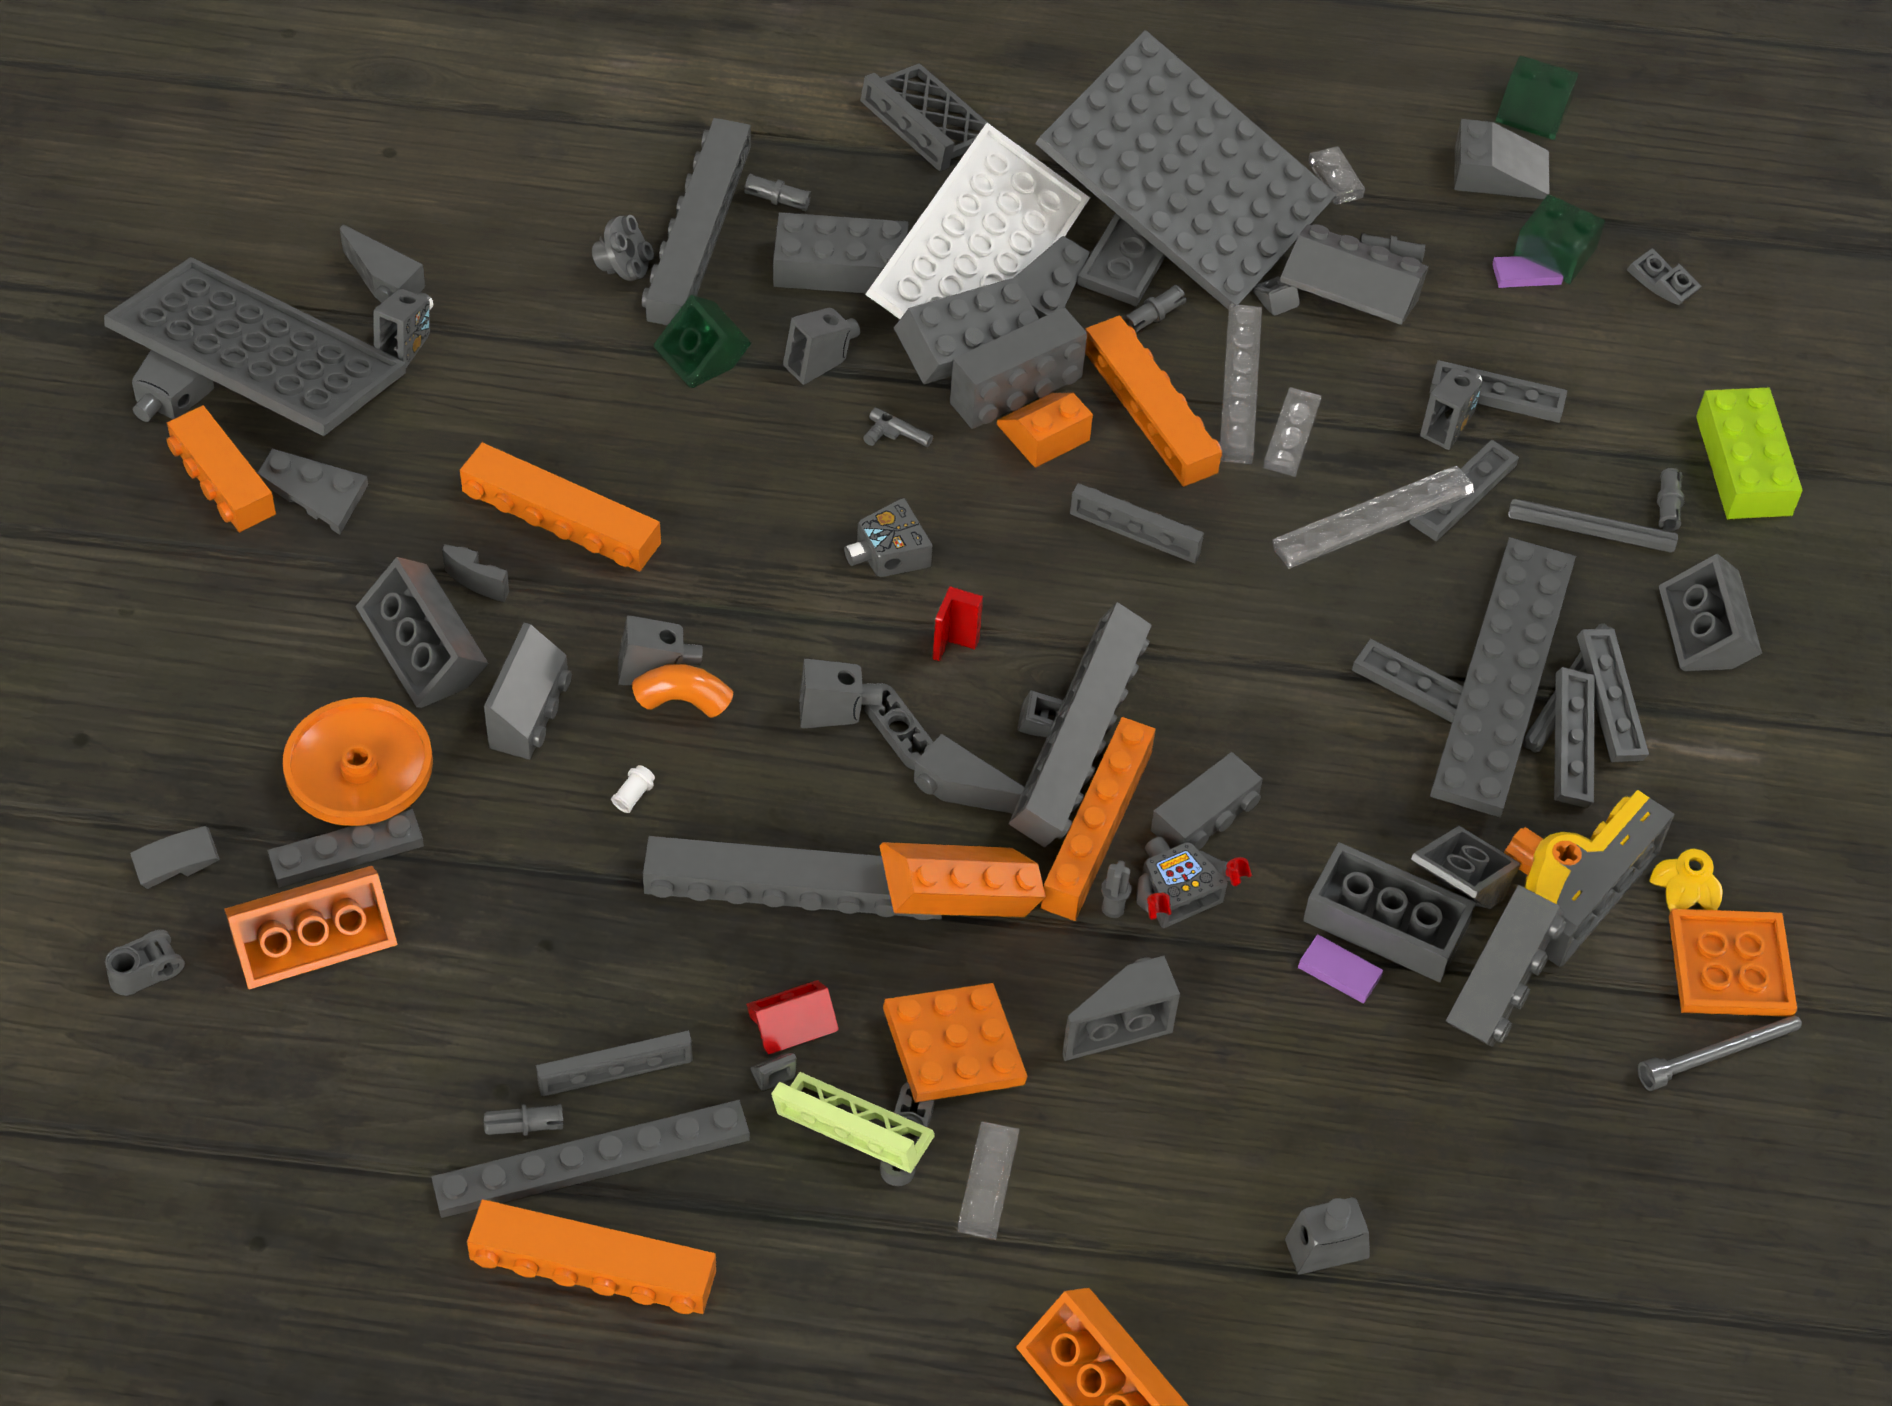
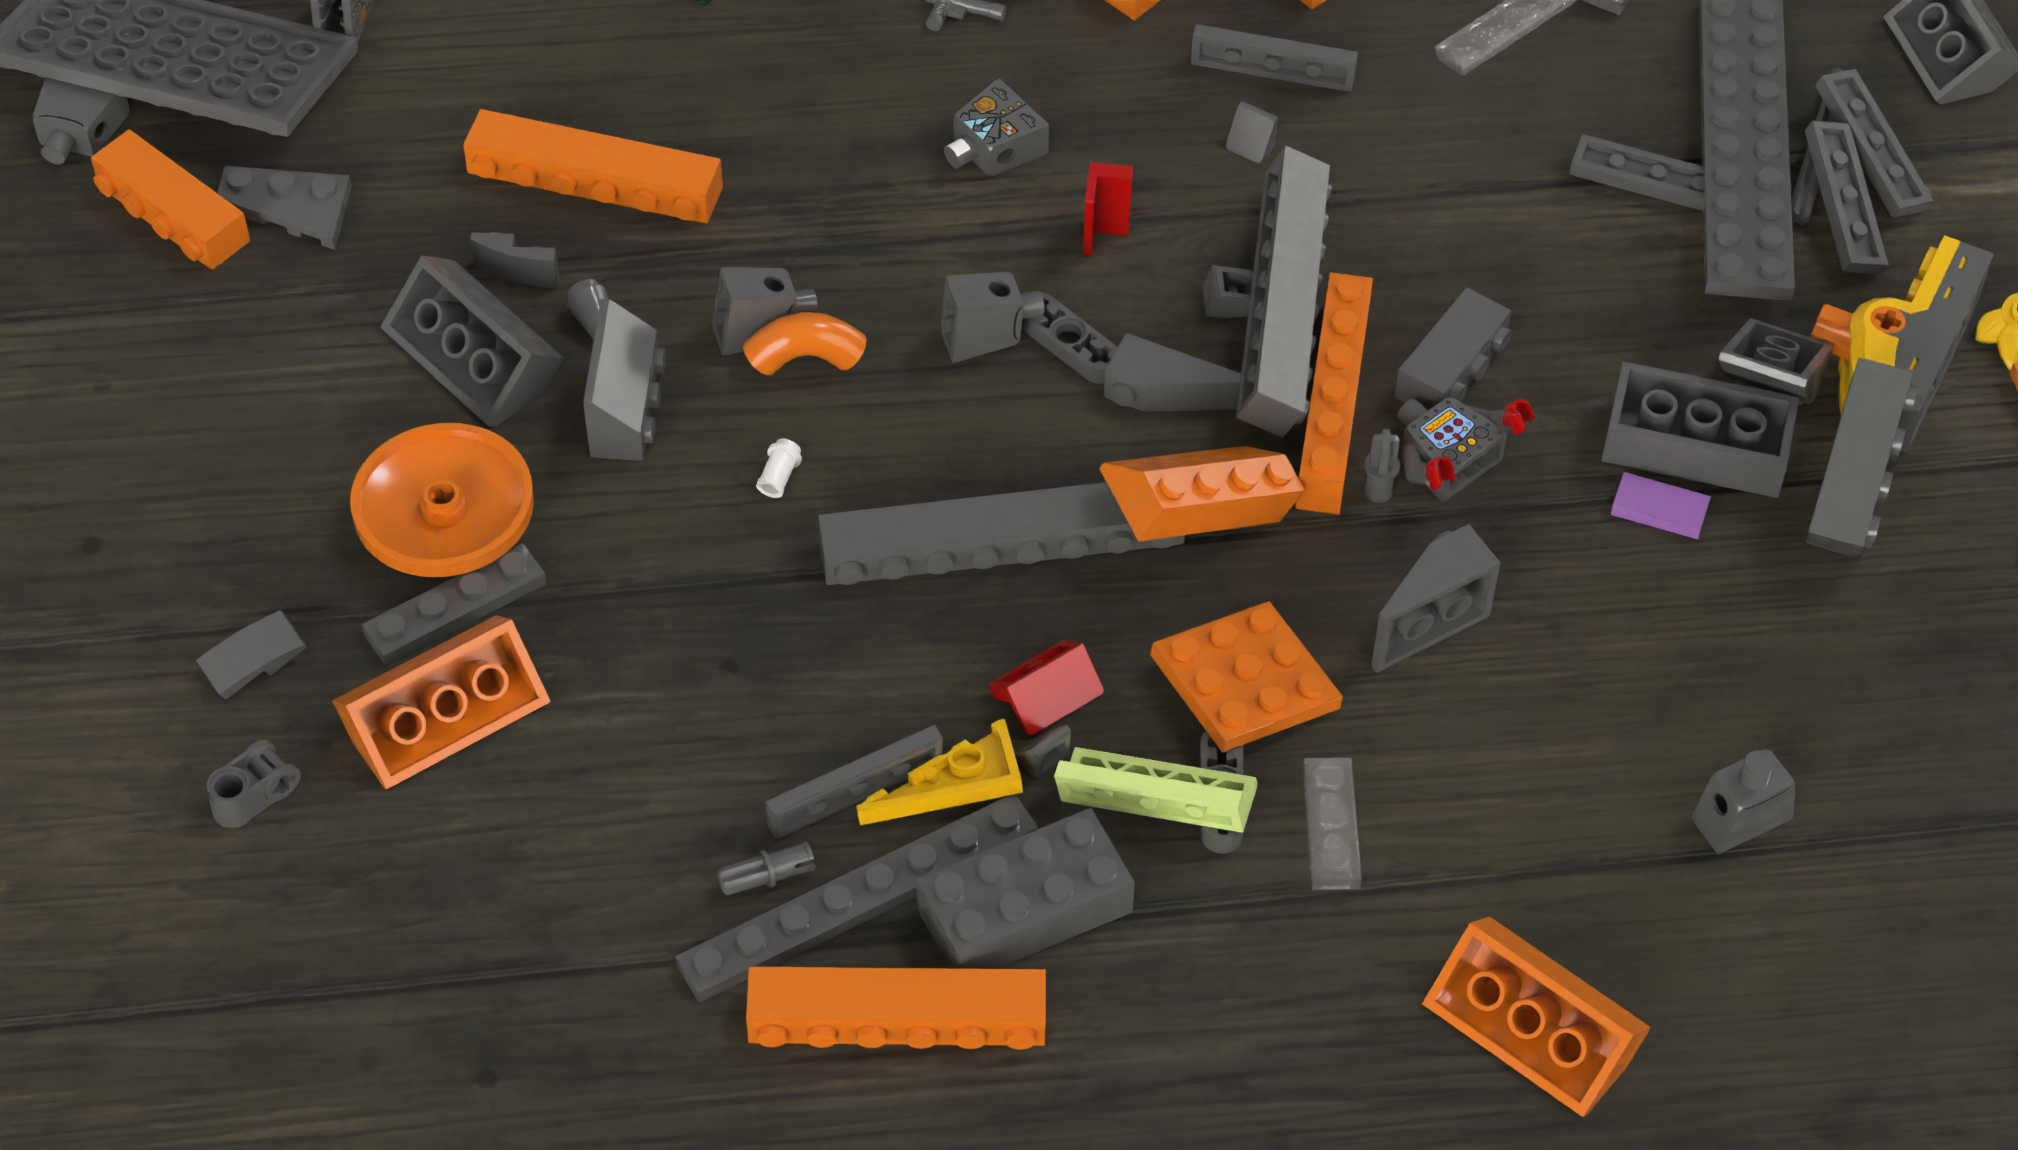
camera: 10 degrees left, 0 degrees up
(522, 613) = (585, 302): none -> dark grey cone
(692, 1078) = (952, 779): none -> yellow wing
(721, 1187) = (1026, 894): none -> dark grey brick
(1099, 583) = (1252, 133): none -> dark grey slope

